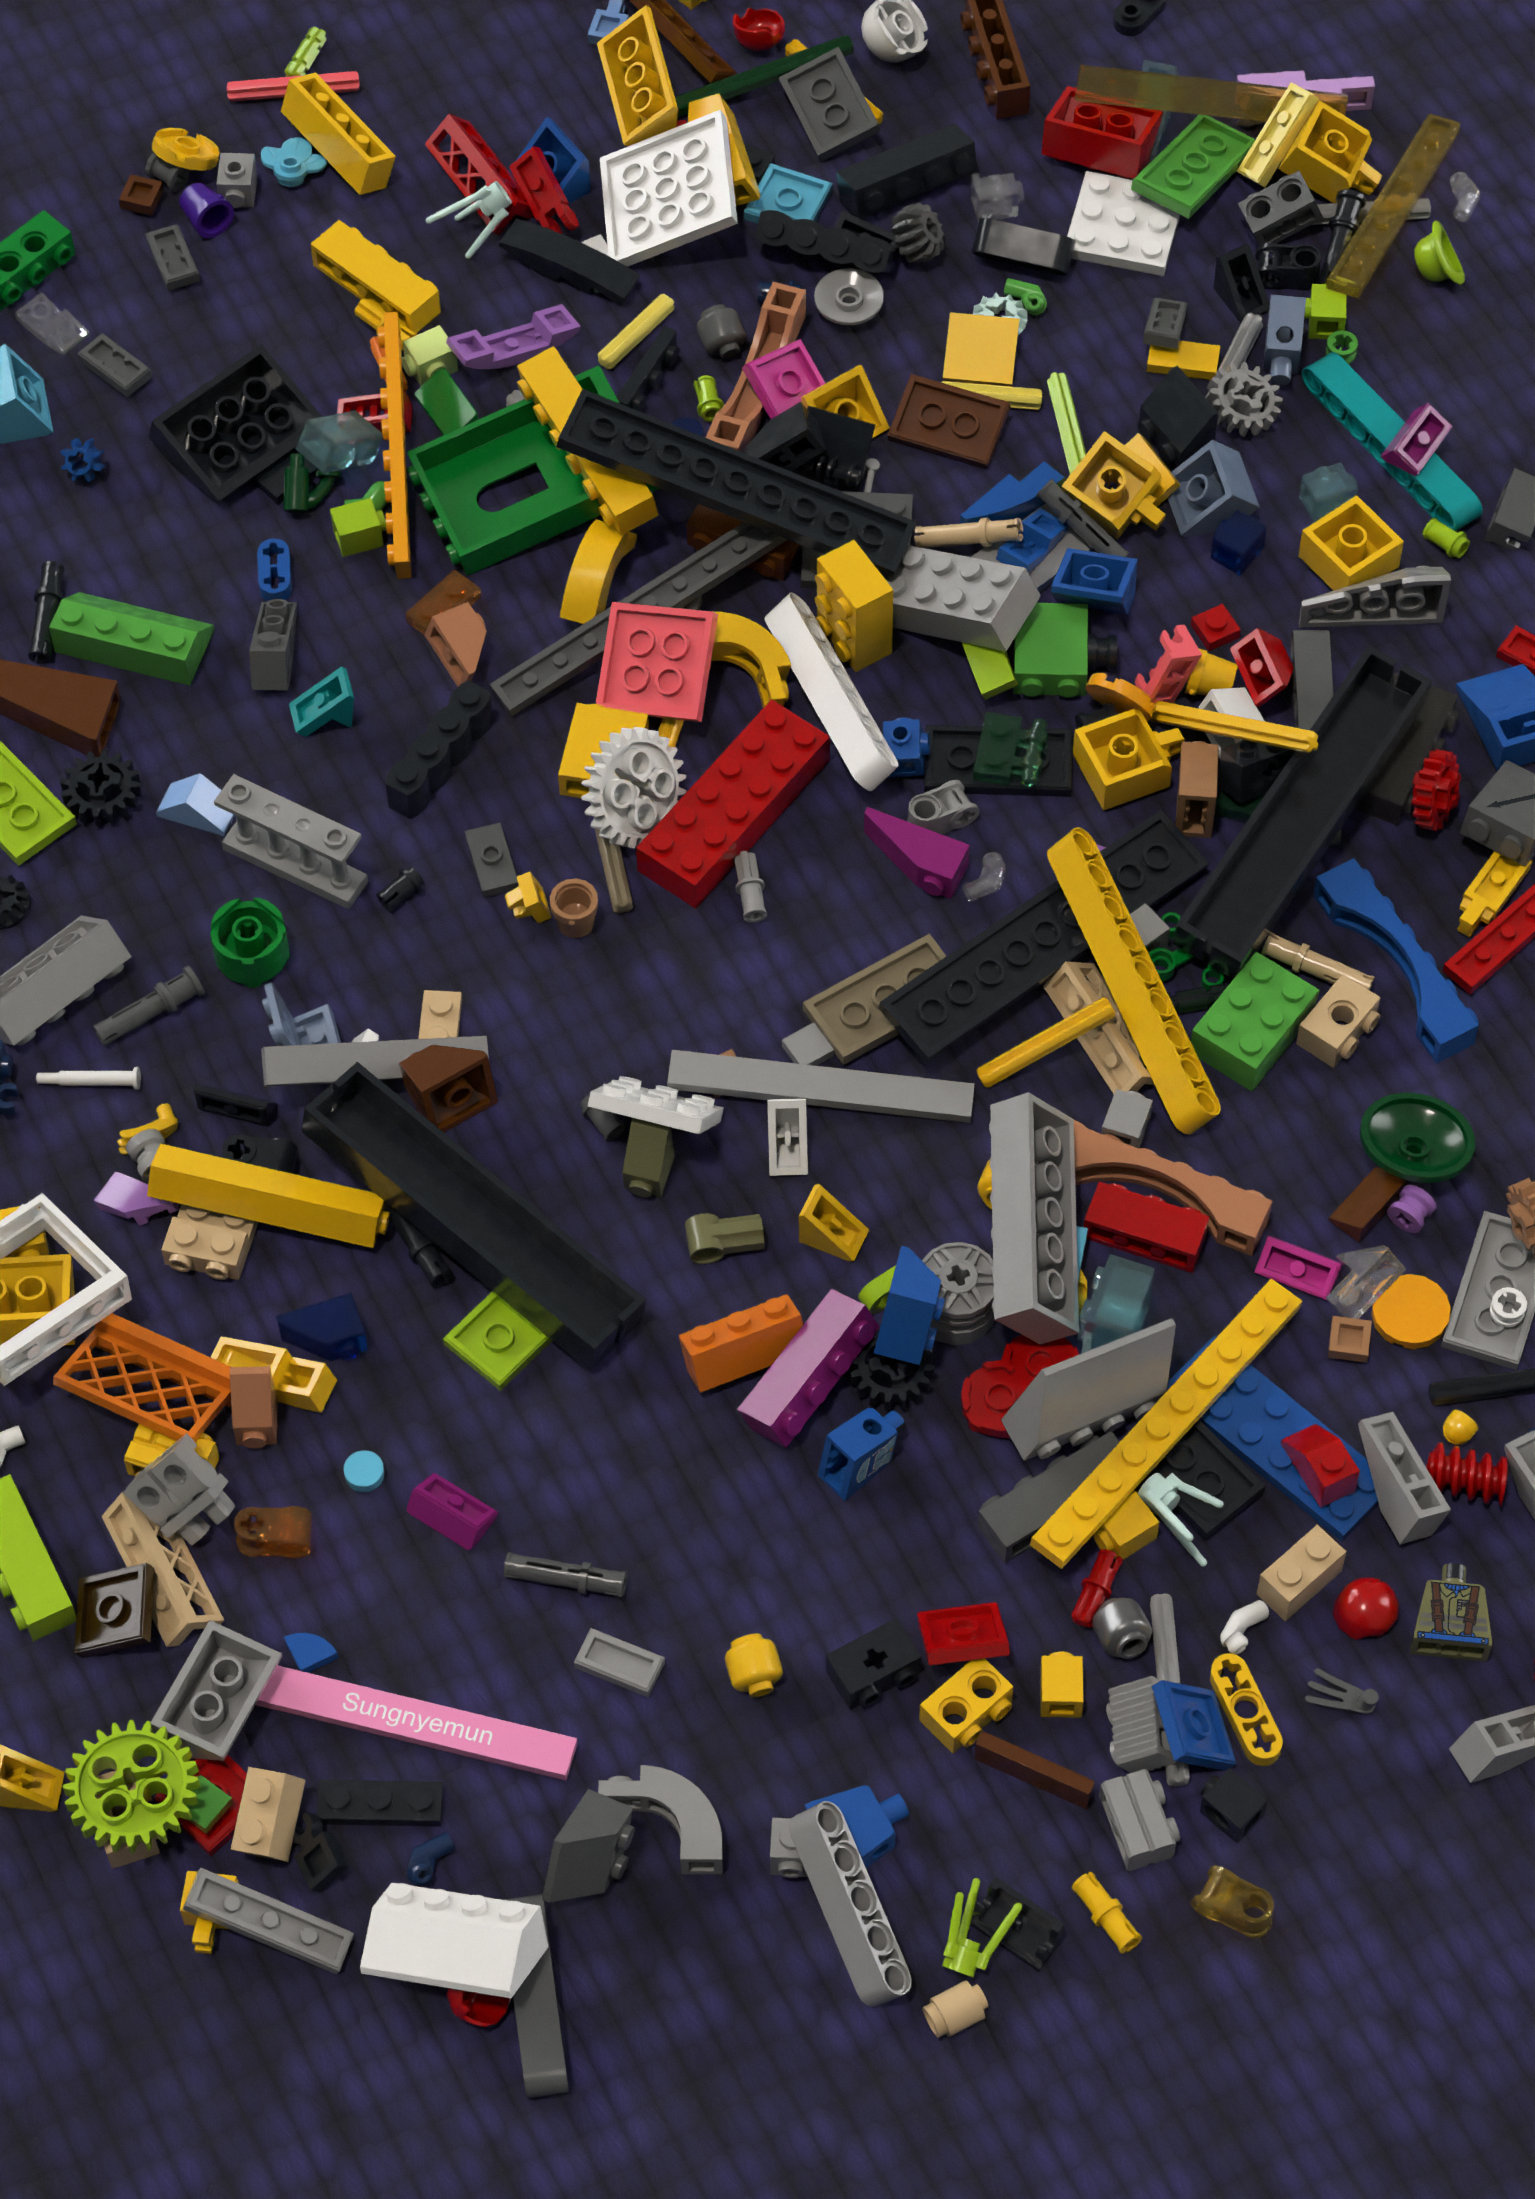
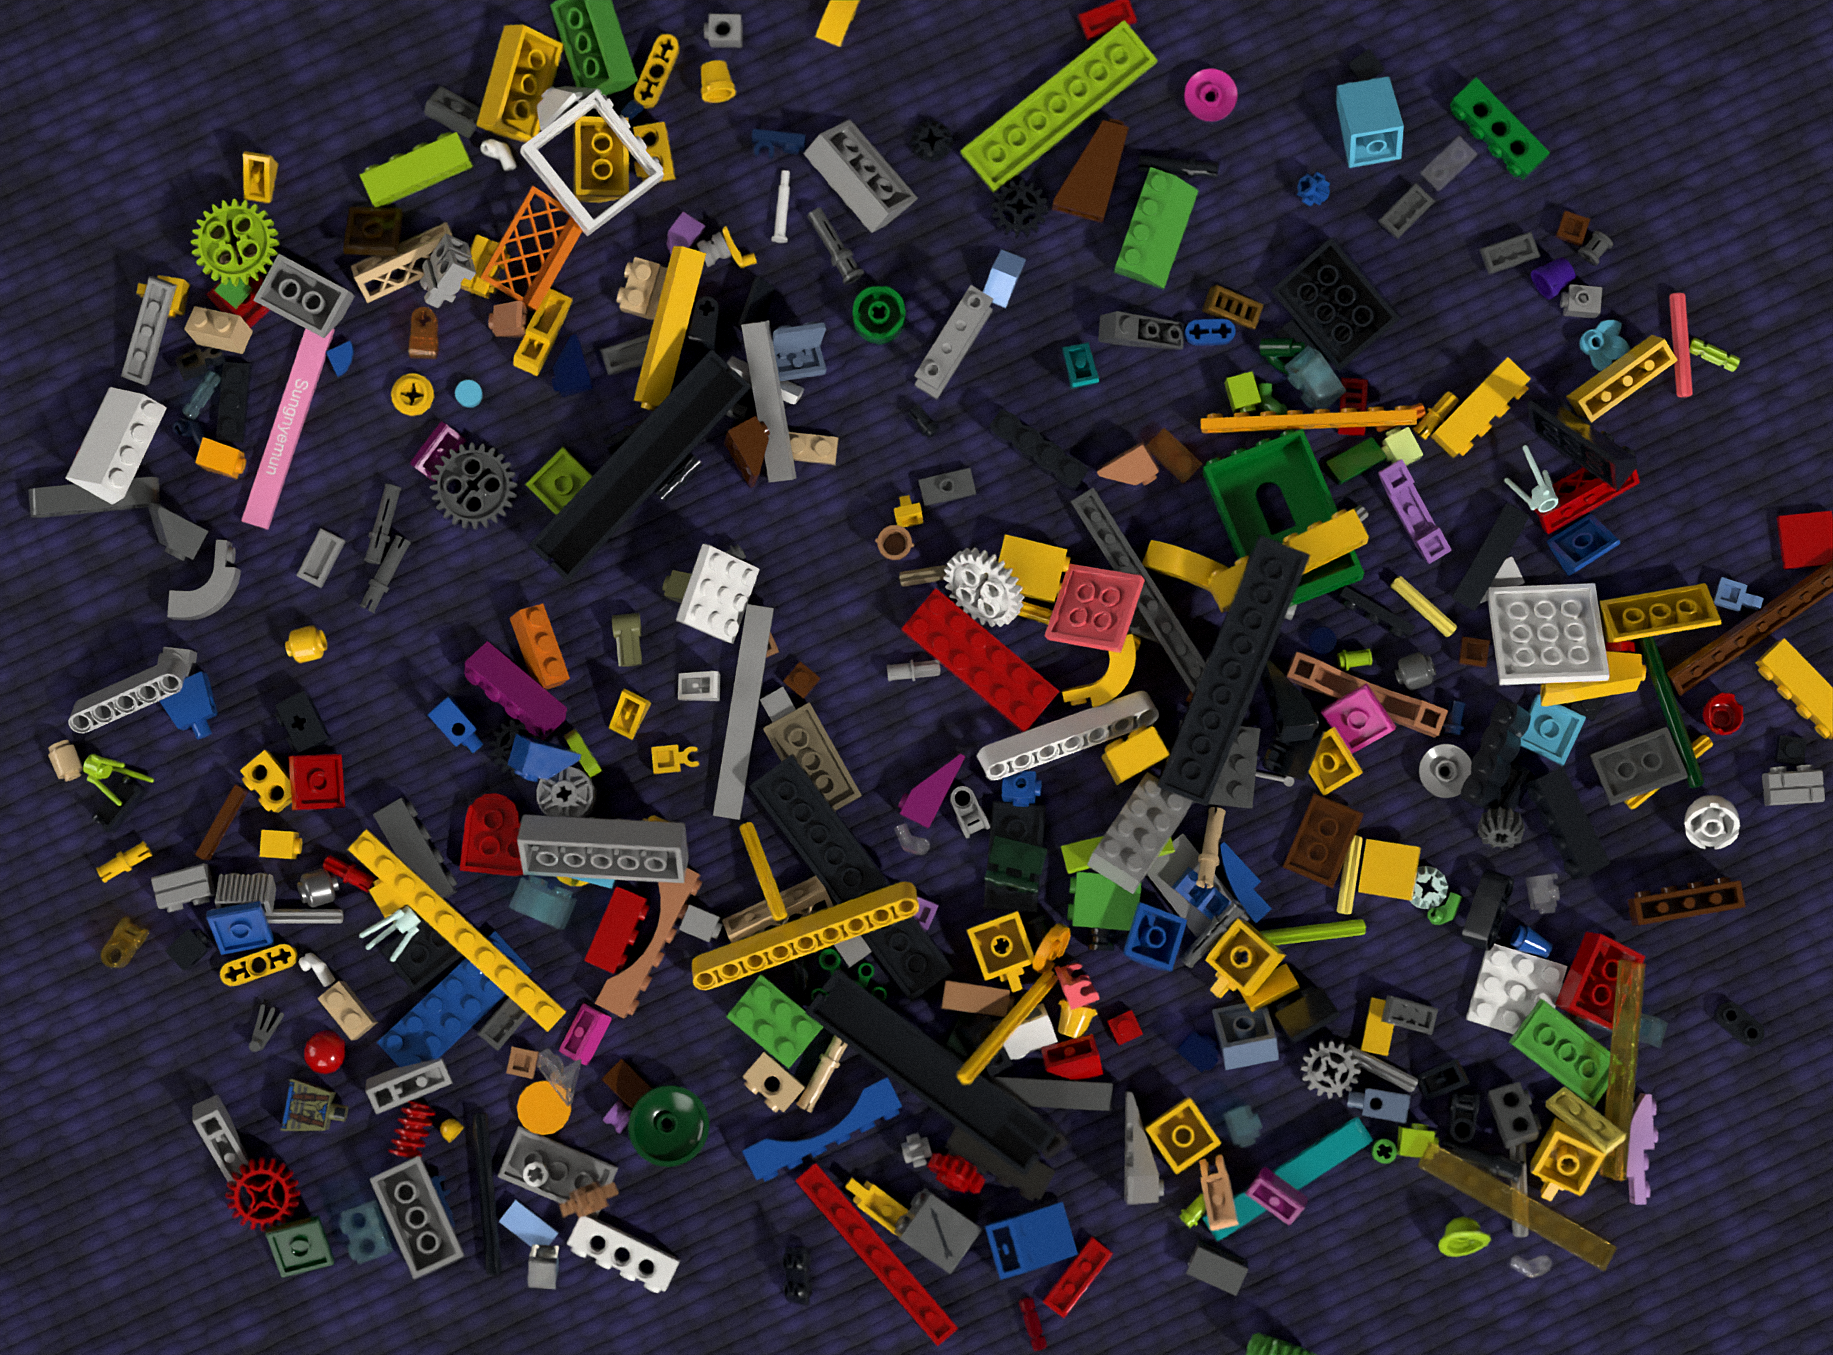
camera: 95 degrees right, 25 degrees up
(185, 151) = (1612, 260): yellow tile -> none
(237, 551) = (1219, 312): none -> pearl gold slope
(304, 1264) = (625, 355): none -> dark grey tile
(354, 1534) = (405, 385): none -> yellow gear
(369, 1849) = (201, 395): none -> clear light blue axle
(425, 158) = (1581, 441): none -> black slope
(470, 1804) = (220, 458): none -> light orange slope
(528, 1427) = (456, 469): none -> dark grey gear
(542, 190) = (1553, 538): red hinge -> none
(655, 1572) = (384, 574): none -> dark grey pin
(693, 276) = (1473, 652): none -> reddish brown plate
(771, 1021) = (801, 680): none -> reddish brown plate
(892, 1173) = (668, 758): none -> yellow plate
(1058, 209) = (1529, 941): none -> blue cone
(1092, 1392) = (472, 876): light grey slope -> none
(1295, 1366) = (503, 1024): none -> dark grey plate
(1322, 1463) = (421, 1030): red slope -> none
(1410, 846) = (916, 1150): none -> light grey gear
(1425, 500) = (1218, 1195): none -> light nougat hinge

